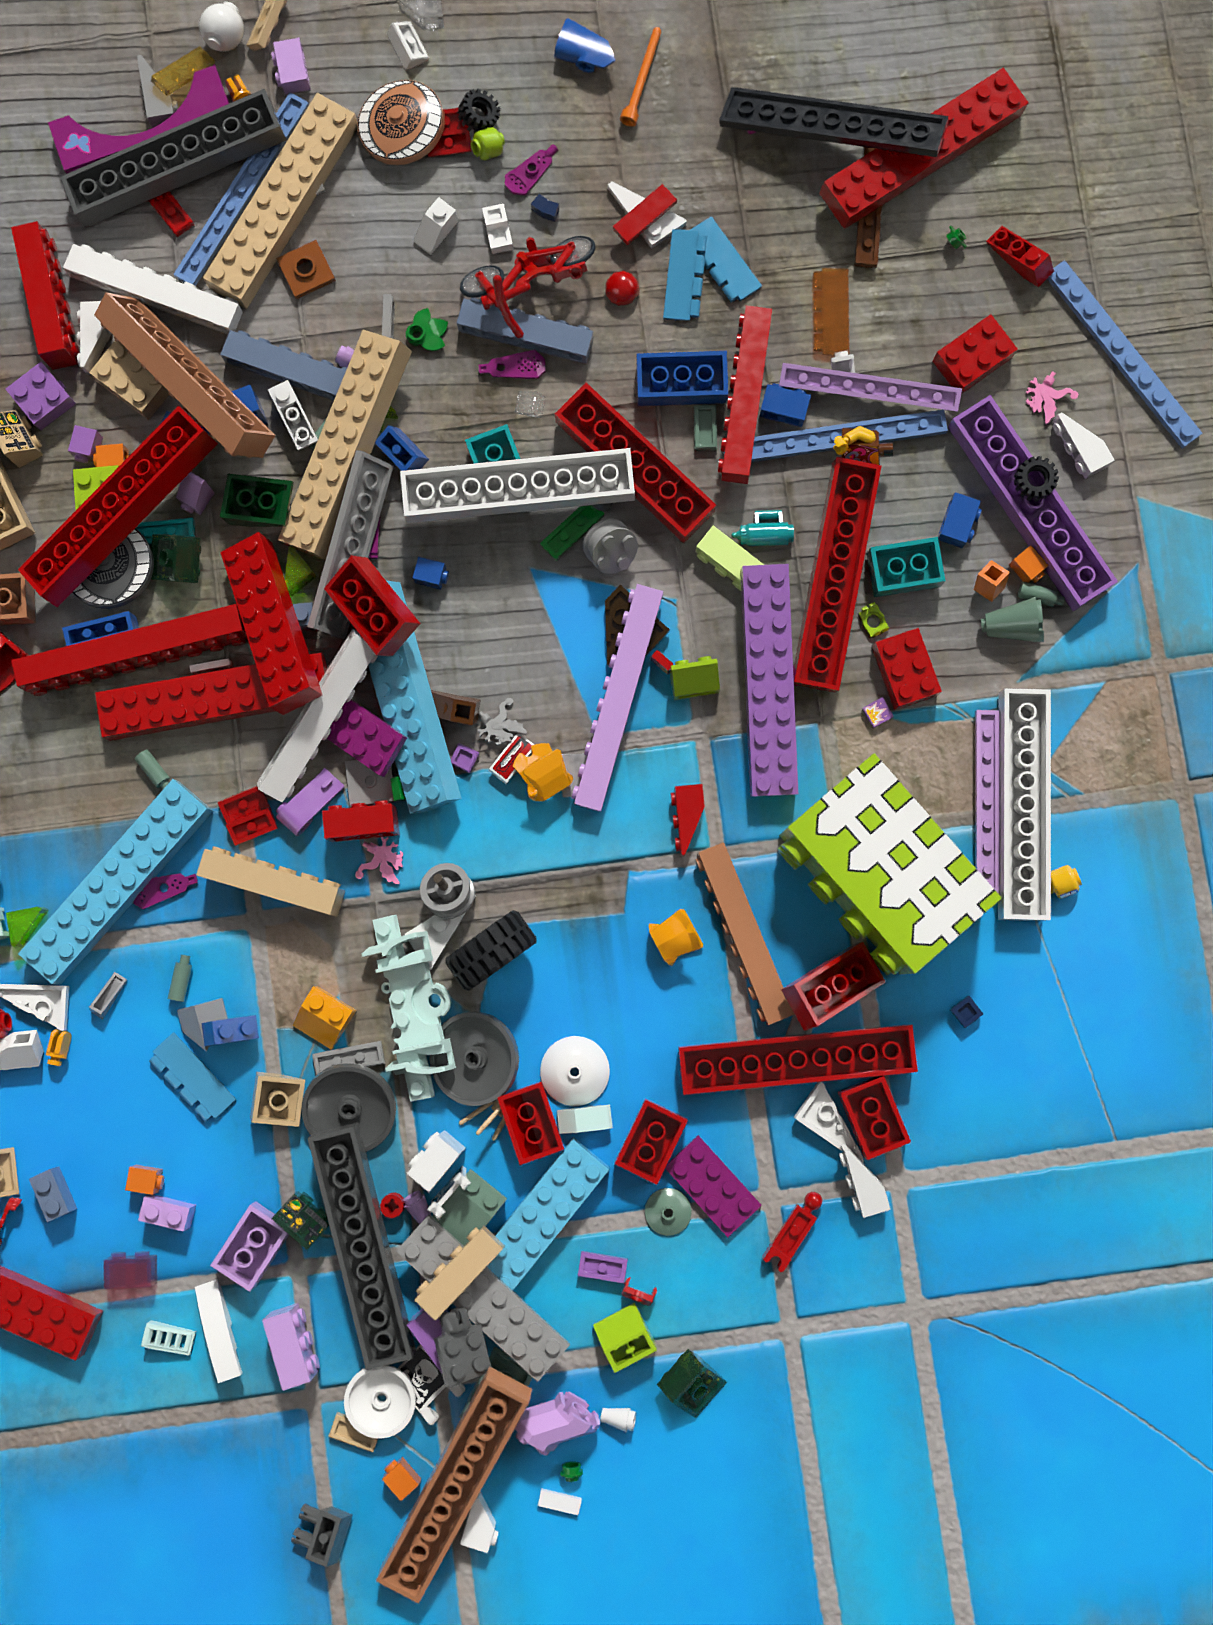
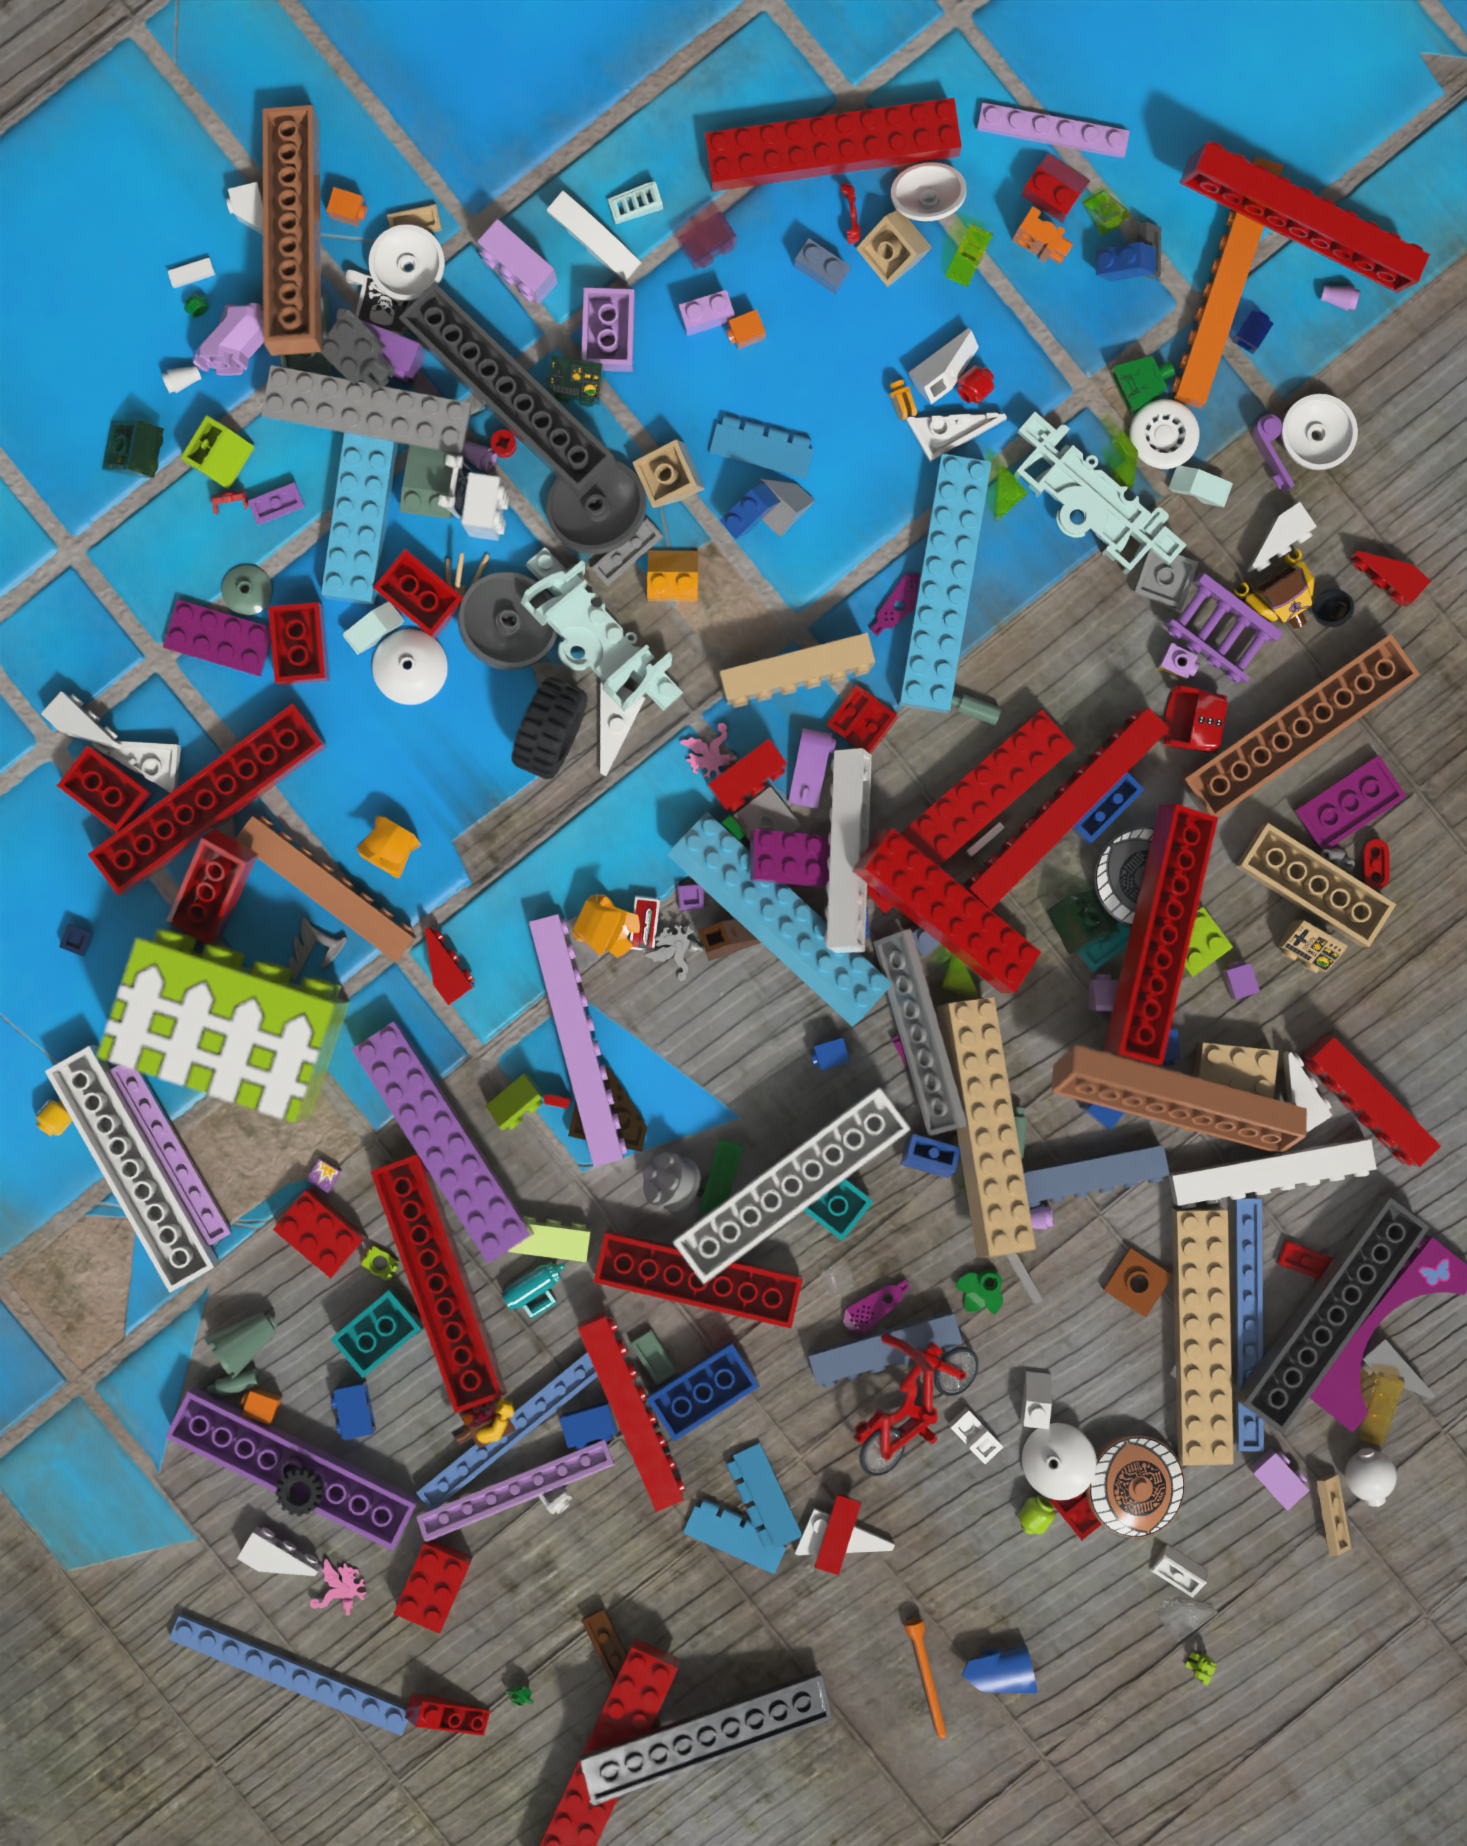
camera: 150 degrees right, 5 degrees up
(40, 396) = (1312, 1001): medium lavender brick -> none
(107, 995) = (887, 475): light grey piece -> none
(110, 455) = (1206, 982): orange brick -> none
(180, 979) = (828, 530): sand green cylinder -> none
(238, 89) = (1314, 1421): light orange arm -> none
(256, 501) = (1036, 1022): dark green slope -> none
(293, 415) = (1055, 1127): white slope -> none
(328, 1536) = (381, 120): dark grey brick -> none
(371, 606) = (857, 983): red brick -> none
(436, 181) = (1074, 1456): none -> white dish
(447, 890) = (627, 760): light grey wheel -> none
(462, 1269) = (399, 418): tan brick -> none
(484, 103) = (1060, 1553): black tyre -> none
(527, 177) = (980, 1505): magenta piece -> none
(545, 208) = (941, 1484): dark blue piece -> none
(622, 288) = (817, 1447): red hair -> none
(780, 904) = (310, 936): none -> light grey piece
(793, 1231) = (119, 640): red plate -> none
(833, 301) = (599, 1554): clear orange windscreen -> none
(991, 580) = (287, 1367): orange brick -> none

